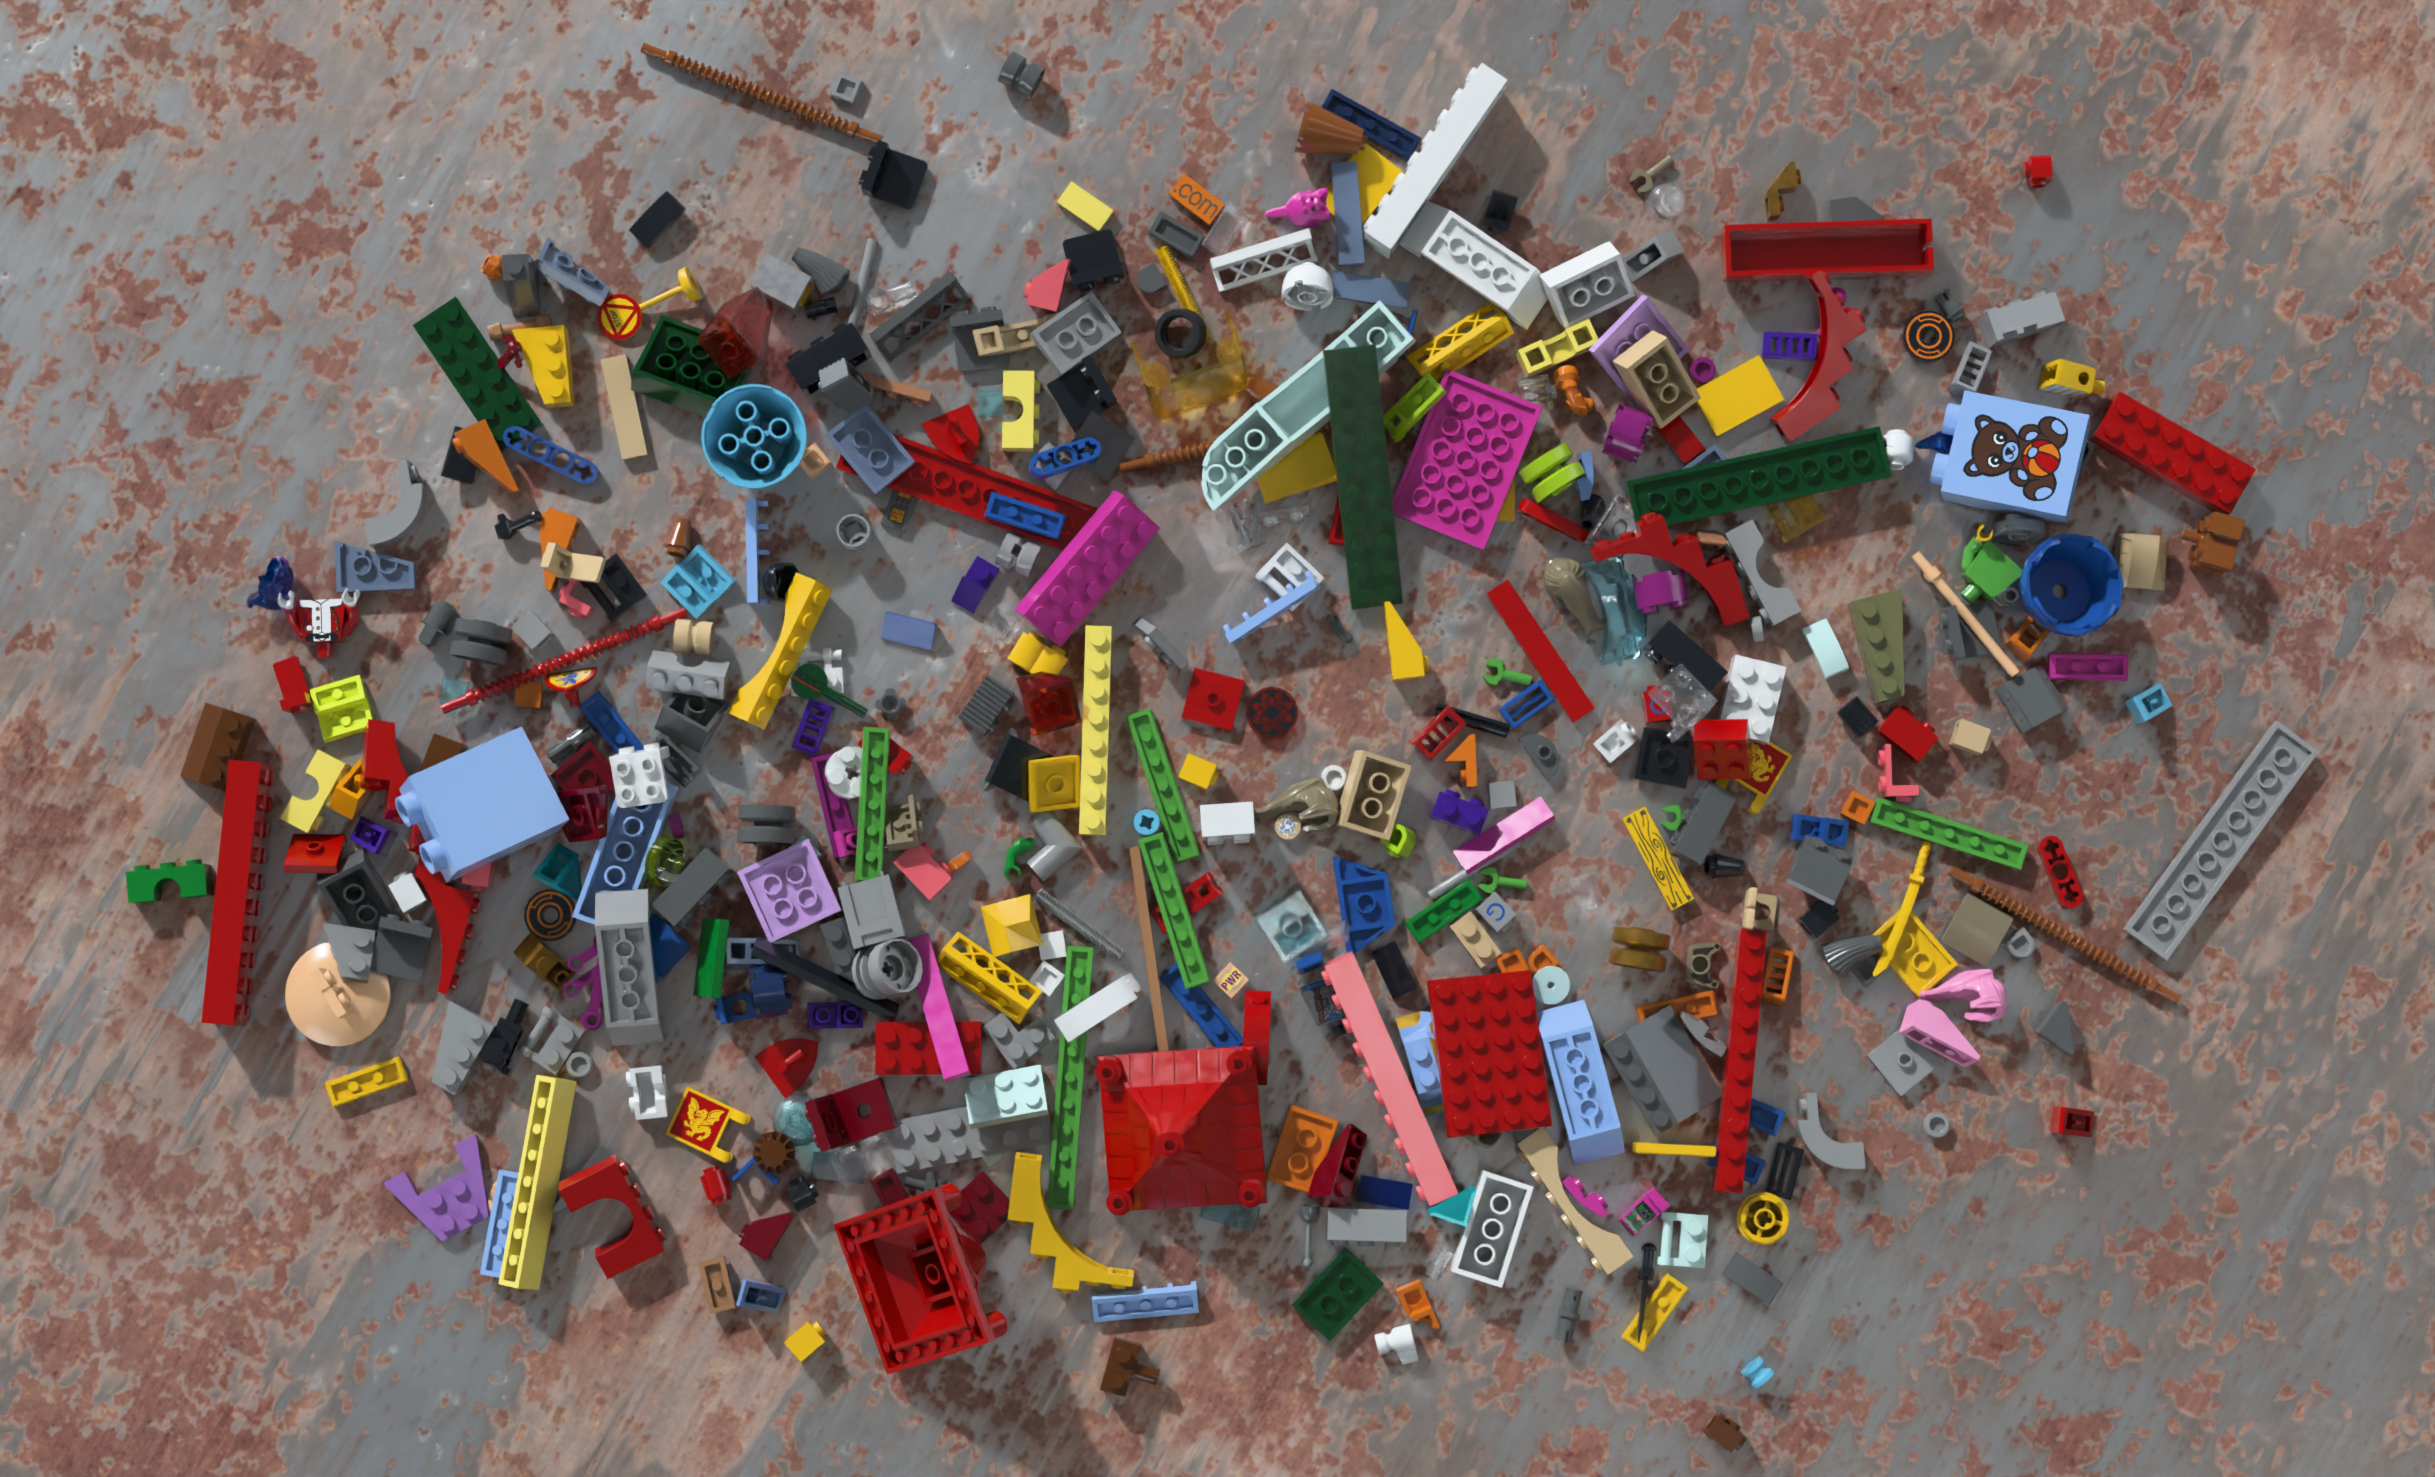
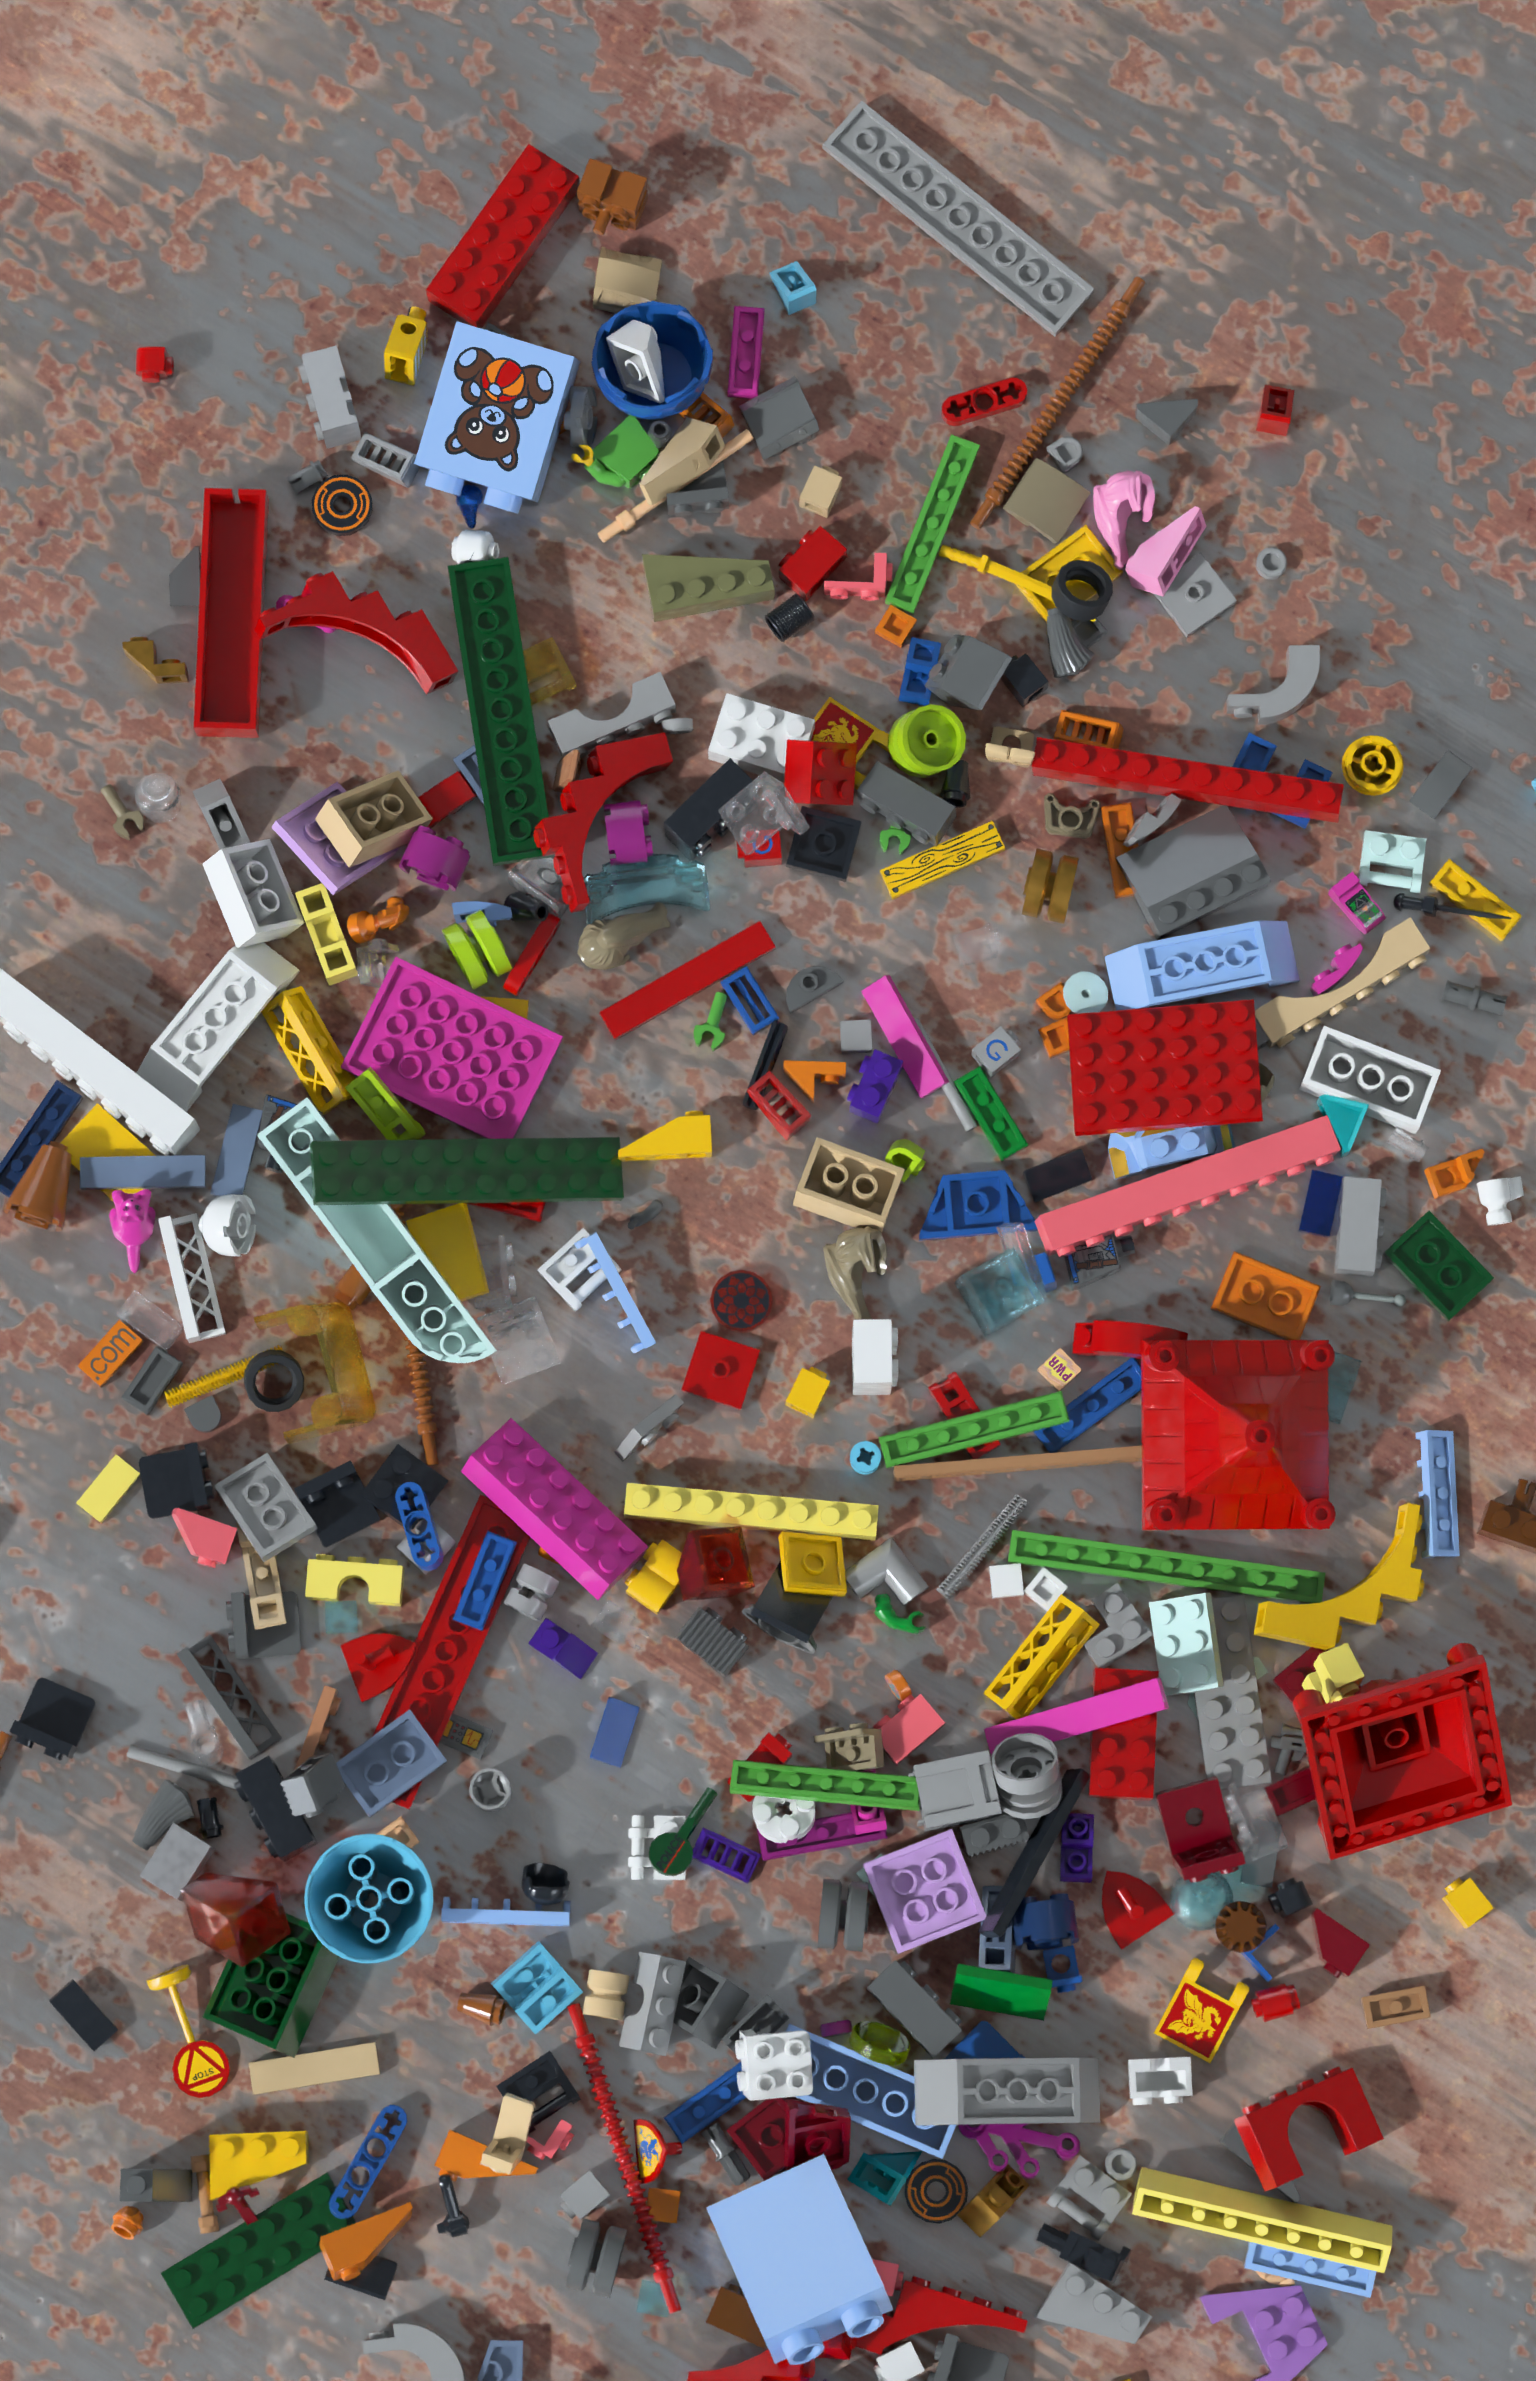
camera: 85 degrees left, 5 degrees down
(437, 622) = (565, 2313): dark grey arm -> none
(562, 269) = (136, 2136): sand blue wing -> none
(761, 1296) = (1411, 1954): medium blue slope -> none
(803, 607) = (685, 1916): yellow arch -> none
(891, 711) = (702, 1768): flat silver plate -> none
(976, 1219) = (1335, 1674): none -> light yellow arch
(1012, 925) = (980, 1627): yellow slope -> none
(1099, 1007) = (1086, 1524): white arch -> none
(1163, 786) = (821, 1436): bright green tile -> none
(1287, 826) = (879, 1291): tan tile -> none
(1334, 777) = (823, 1232): white tile -> none
(1337, 1172) = (1295, 1256): dark red slope -> none
(1475, 939) = (1026, 1078): tan plate -> none
(1498, 881) = (959, 1045): bright green bar -> none
(1500, 211) = (154, 991): black bracket -> none
(1616, 740) = (800, 898): white bracket -> none
(1673, 1149) = (1287, 863): yellow tile -> none
(1702, 370) = (363, 768): magenta tile -> none
(1738, 396) = (397, 728): yellow tile -> none
(1772, 840) = (926, 741): none -> lime wheel
(1789, 1149) = (1313, 751): black tile -> none
(1810, 356) = (346, 639): dark purple slope -> none
(1825, 648) = (706, 648): light aqua slope -> none
(1915, 964) = (1073, 606): none -> black tyre
(1987, 618) = (683, 459): none -> tan slope
(2071, 573) = (638, 360): none -> white slope

